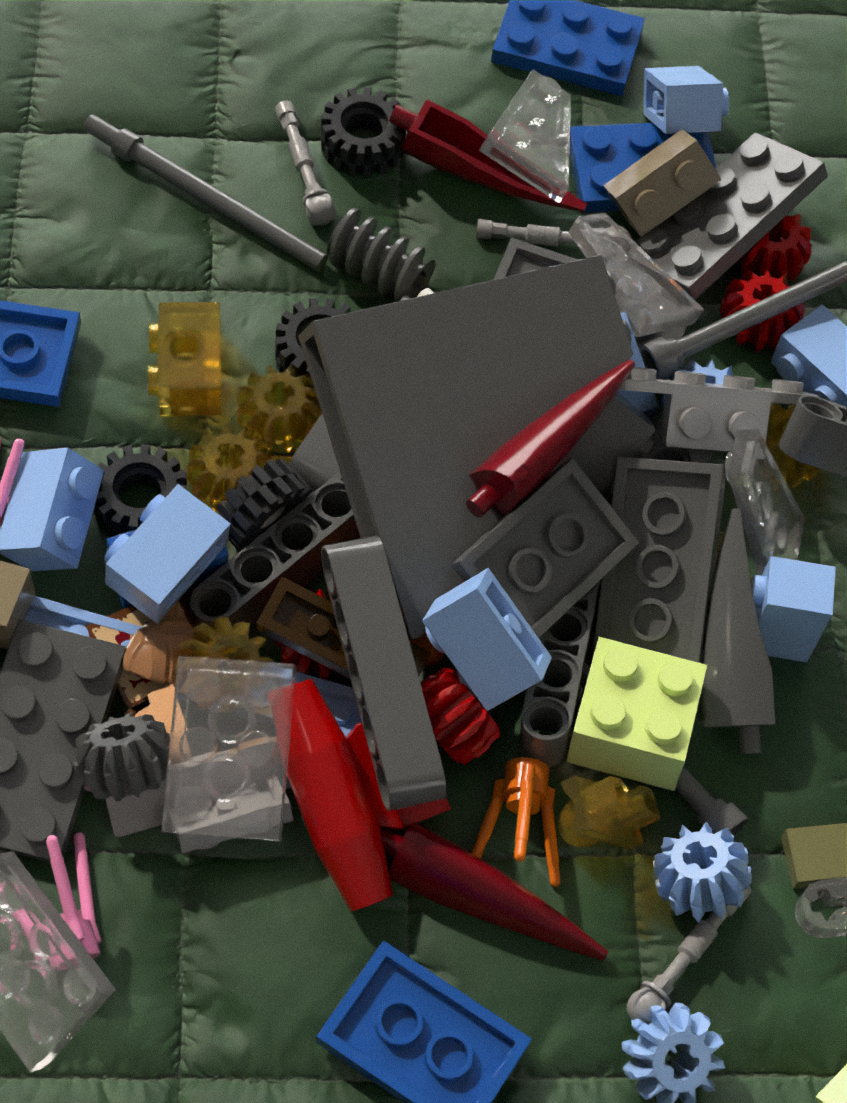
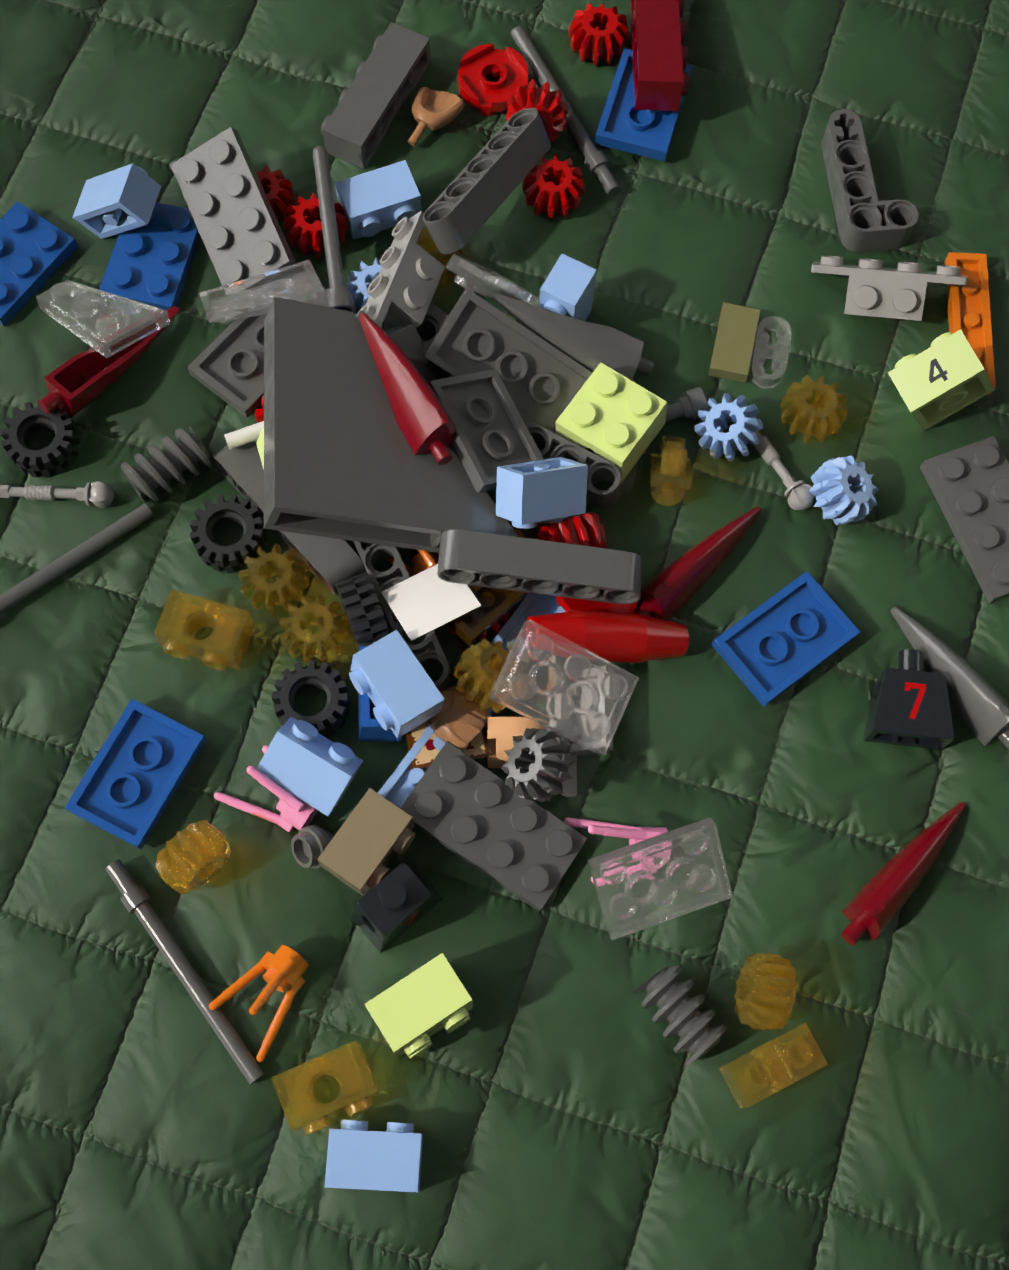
camera: 65 degrees left, 10 degrees up
(287, 560) = (428, 602): none -> white sticker
(525, 792) = (633, 515): orange plant -> none
(531, 233) = (183, 353): light grey piece -> none
(662, 182) = (189, 243): dark tan brick -> none
(791, 1004) = (814, 408): none -> clear yellow gear

